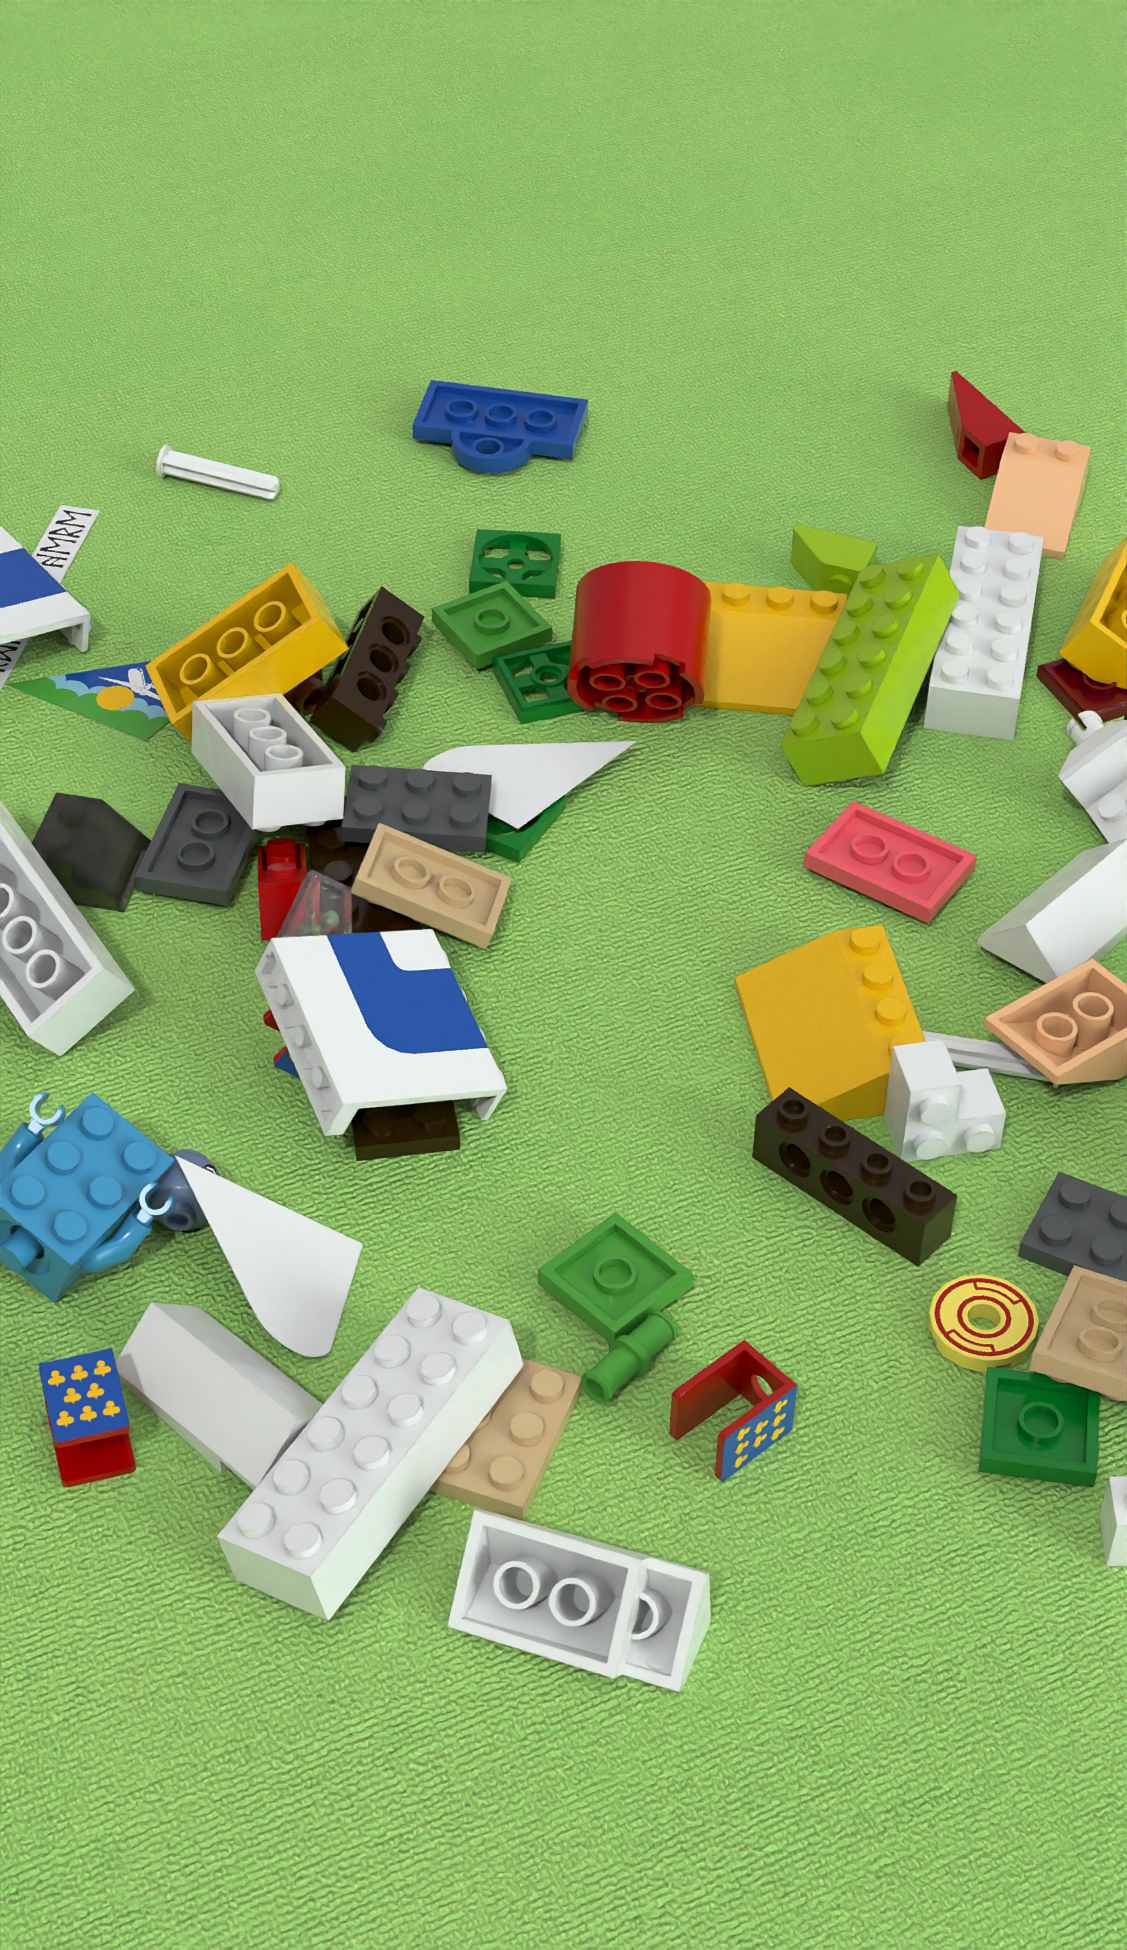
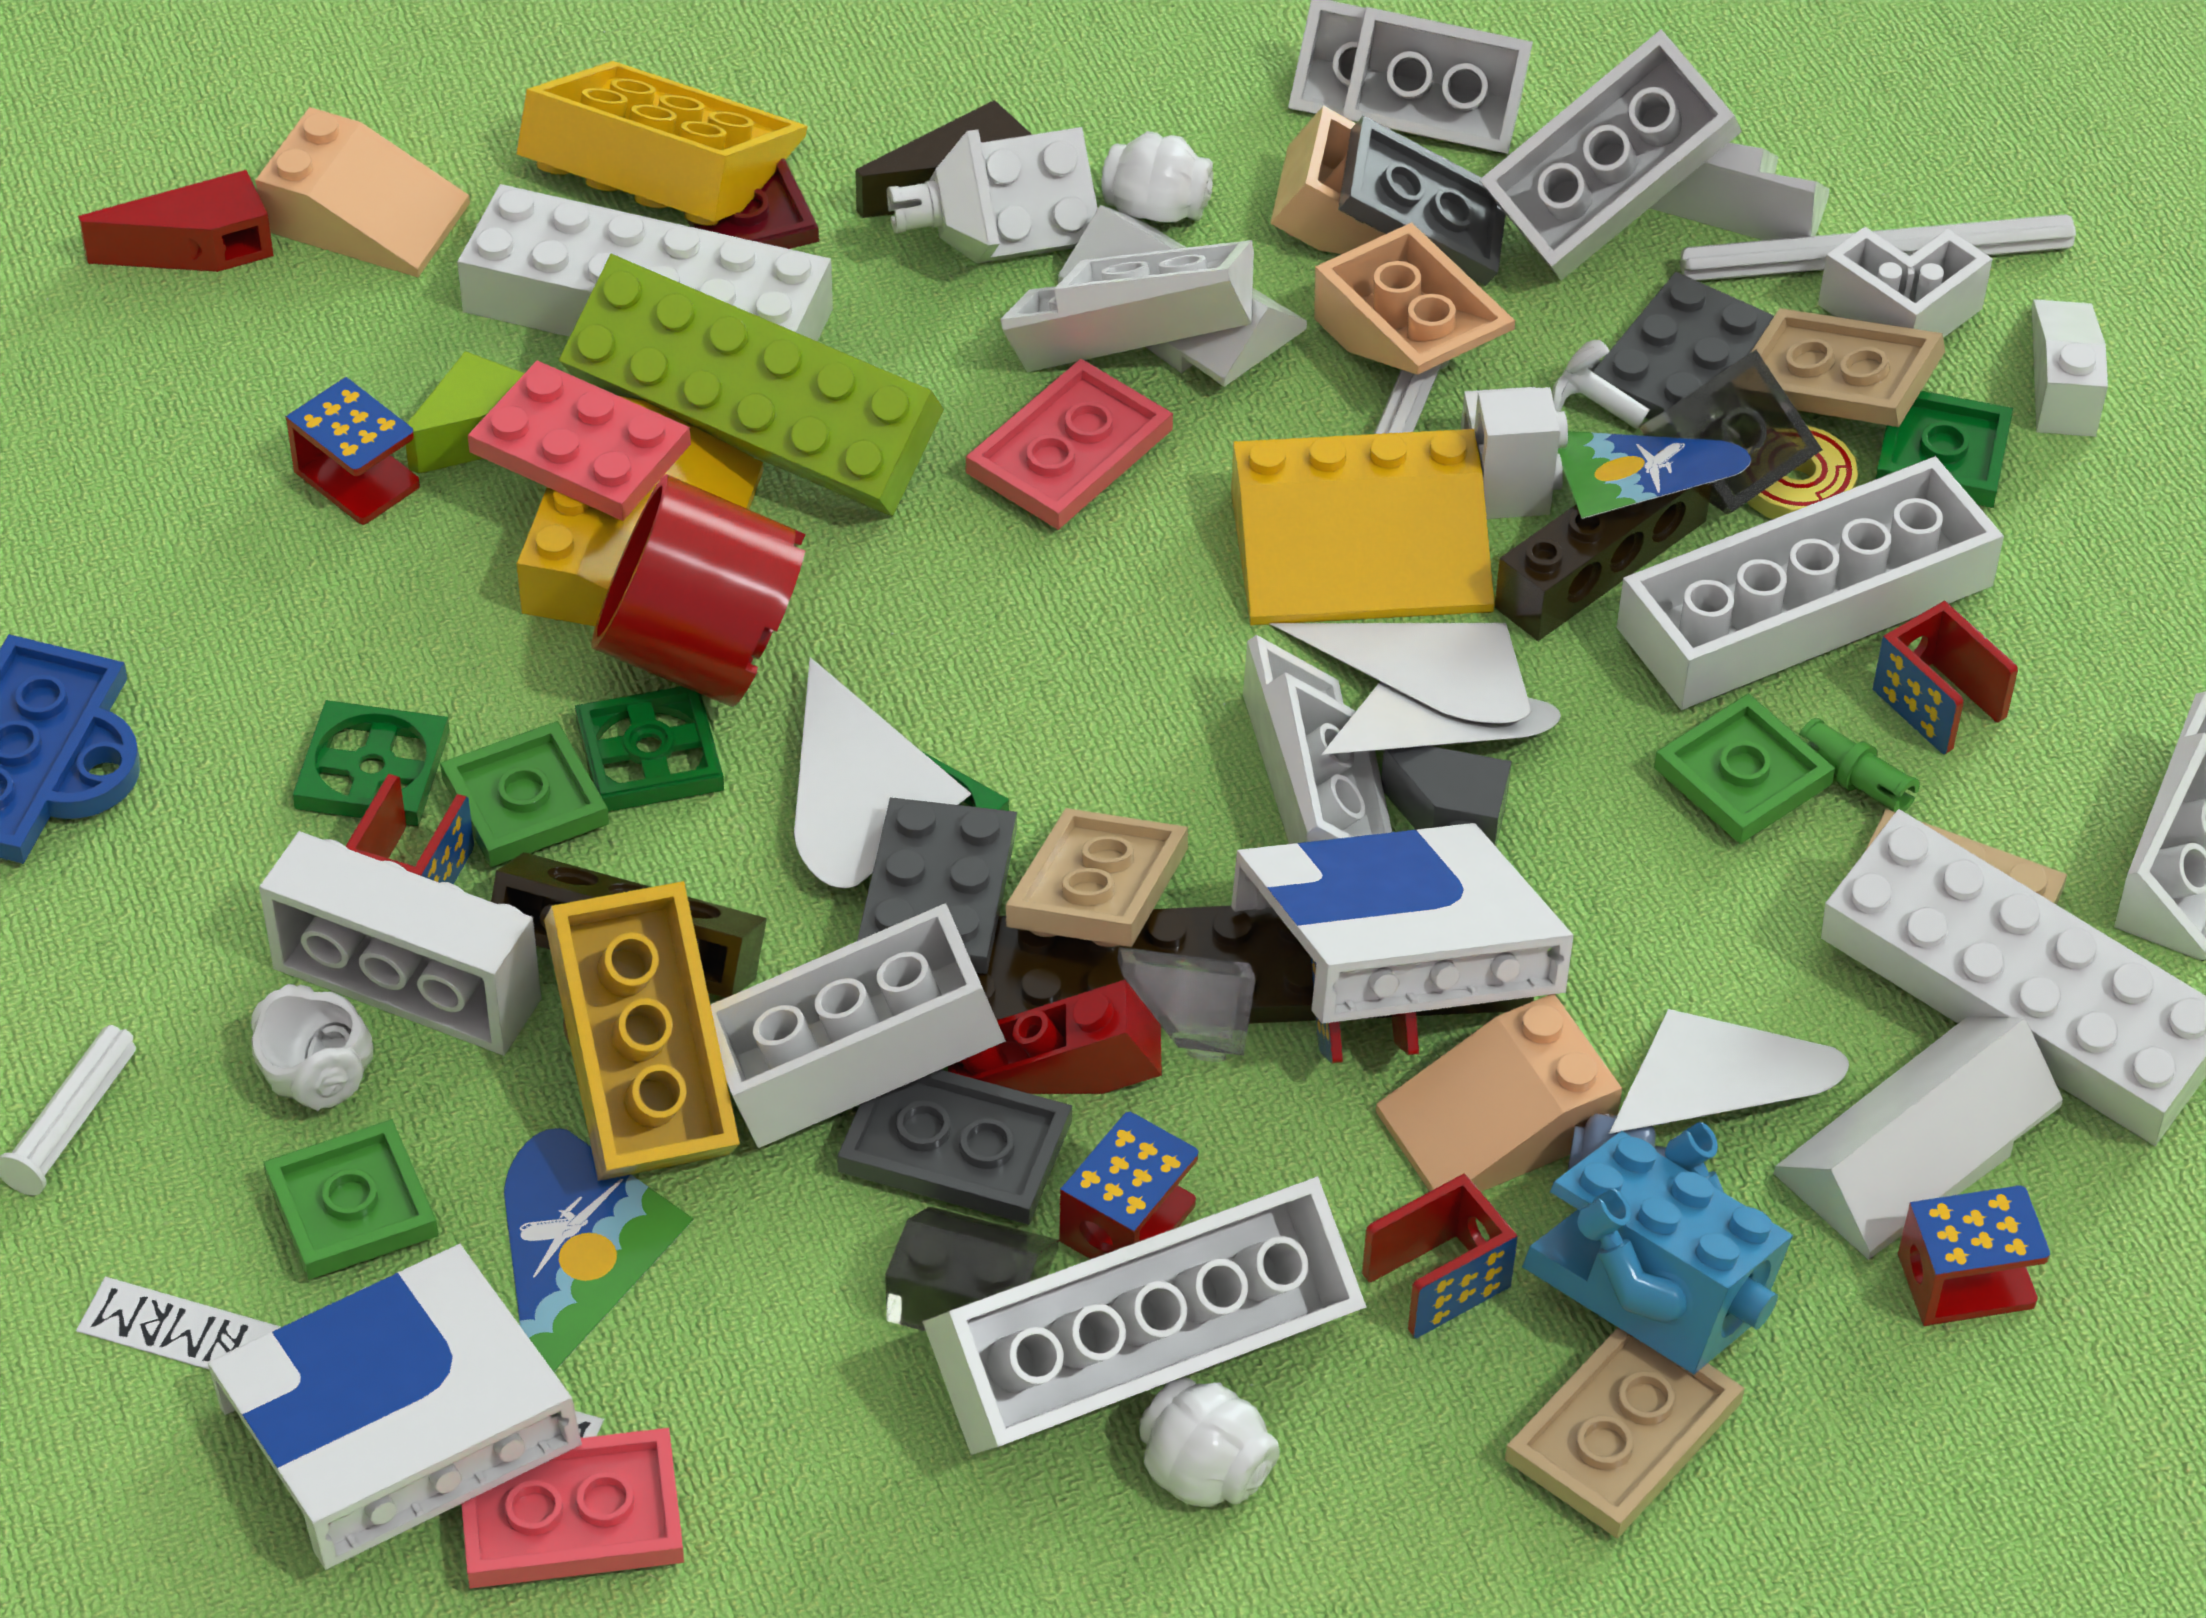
camera: 85 degrees left, 5 degrees up
(112, 1072) = (1430, 1222): none -> red piece
(142, 922) = (1126, 1189): none -> piece
(147, 586) = (350, 1199): none -> bright green plate
(251, 1131) = (1501, 1099): none -> light nougat slope
(254, 549) = (310, 1045): none -> white hair
(347, 548) = (401, 942): none -> white brick
(426, 568) = (386, 822): none -> red piece
(548, 1090) = (1447, 787): none -> dark grey slope
(574, 1003) = (1294, 720): none -> white slope
(641, 1080) = (1399, 721): none -> white sticker
(698, 1080) = (1447, 666): none -> white sticker
(781, 583) = (579, 440): none -> coral plate
(782, 504) = (345, 449): none -> piece
(827, 1312) = (1808, 582): none -> white brick
(899, 1168) = (1625, 470): none -> sticker
(988, 1249) = (1746, 409): none -> clear smoke slope
(1023, 856) = (1133, 303): none -> white slope
(1045, 1154) = (1579, 378): none -> white plant

